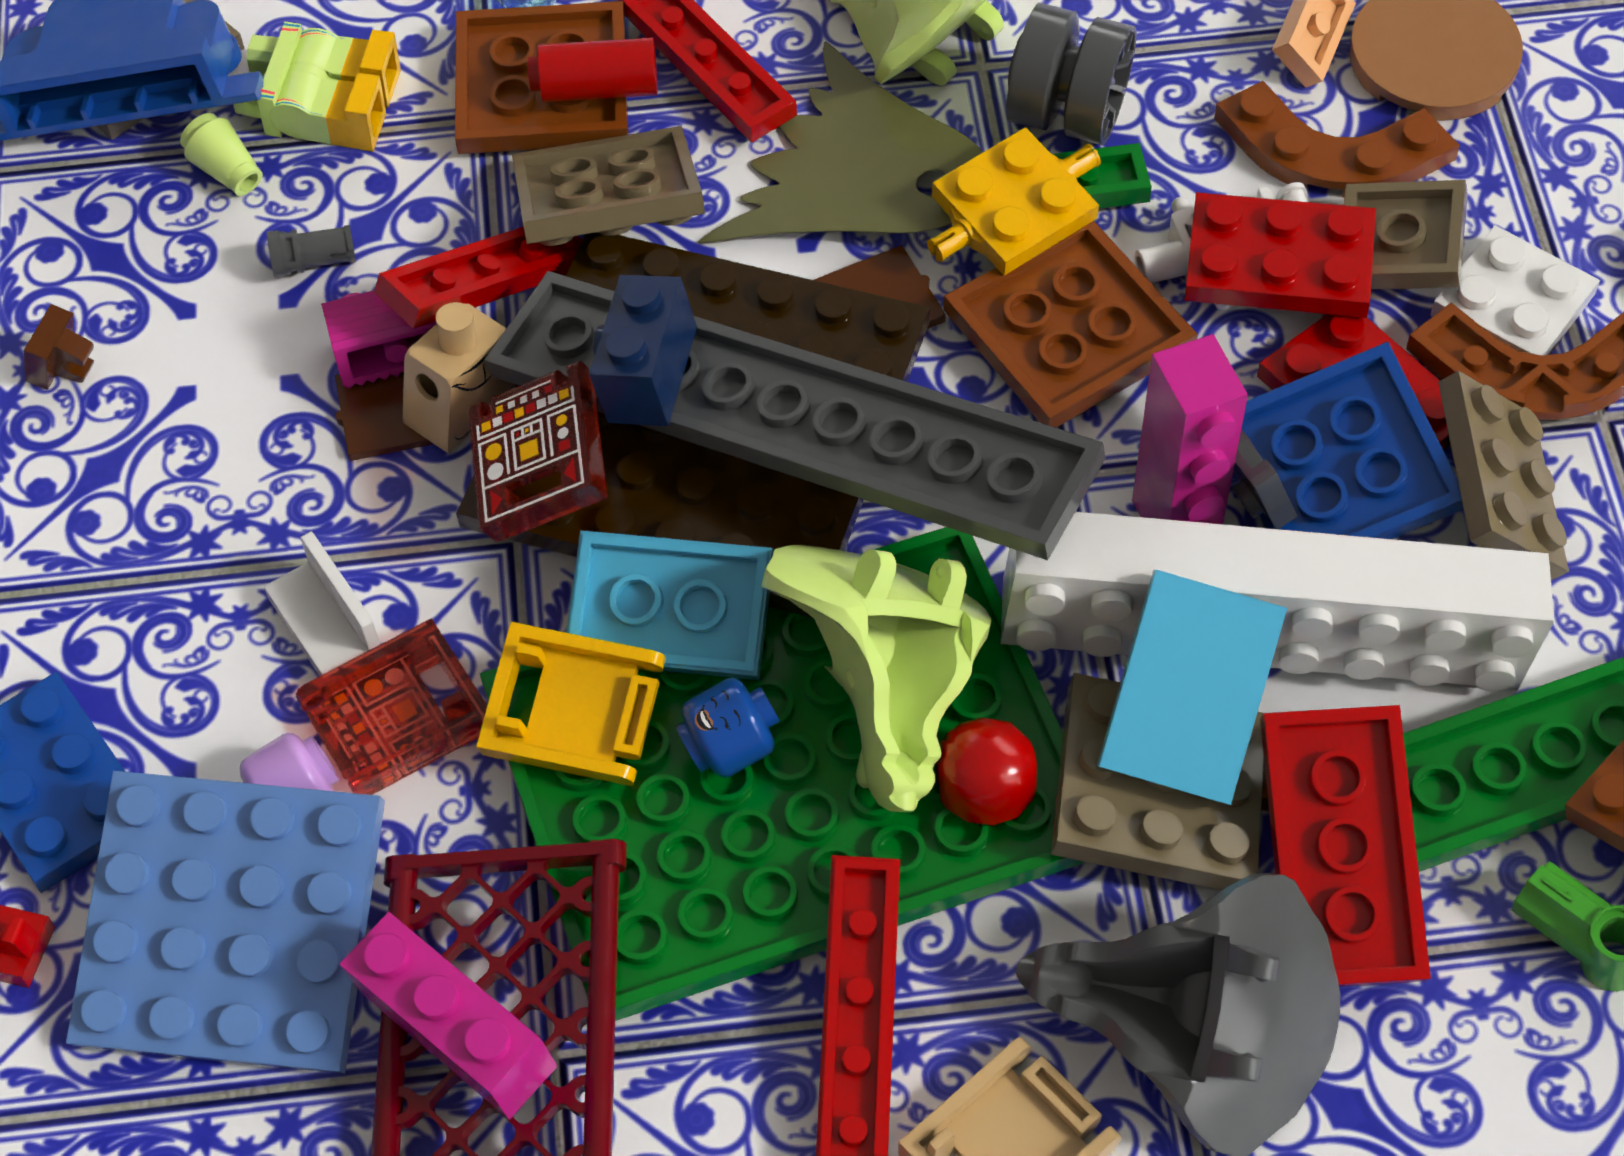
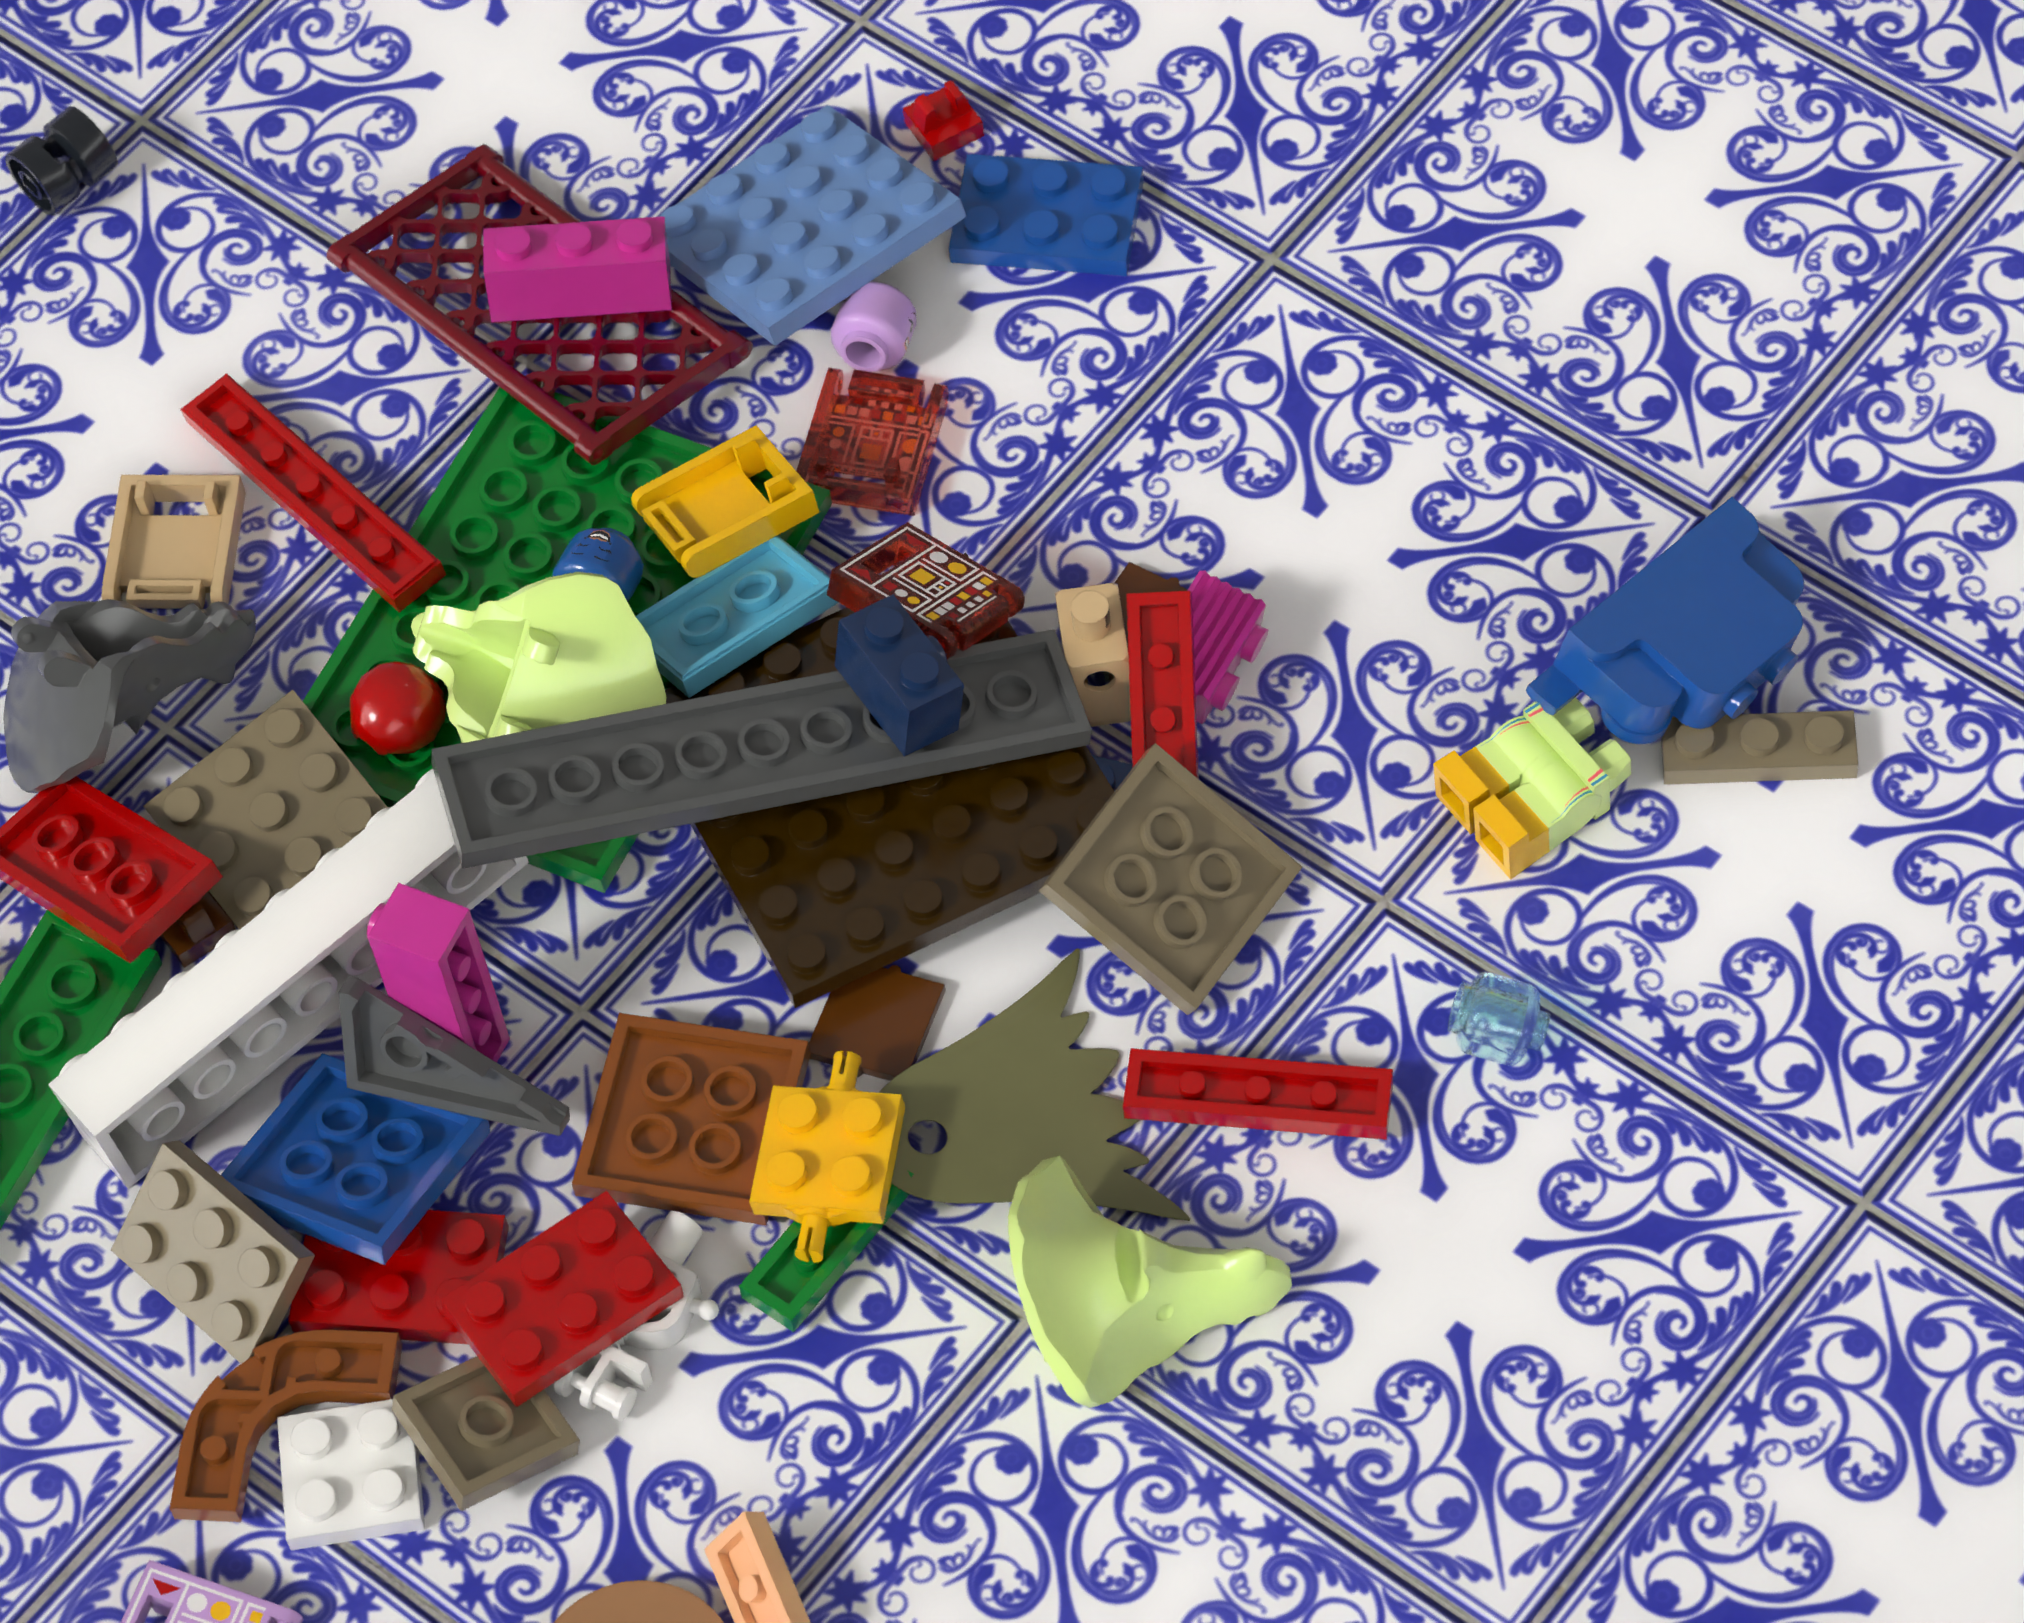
camera: 140 degrees right, 0 degrees up
(57, 350) = (1427, 430): reddish brown tile -> none
(220, 153) = (1518, 664): yellowish green cone -> none
(297, 251) = (1364, 651): dark grey pin -> none
(322, 610) = (993, 447): white panel -> none
(492, 81) = (1368, 953): dark orange plate -> none
(594, 70) = (1296, 955): red brick -> none
(1055, 70) = (918, 1295): dark grey wheel -> none
(1192, 686) = (276, 826): medium azure tile -> none
(1297, 153) = (620, 1473): dark orange plate -> none

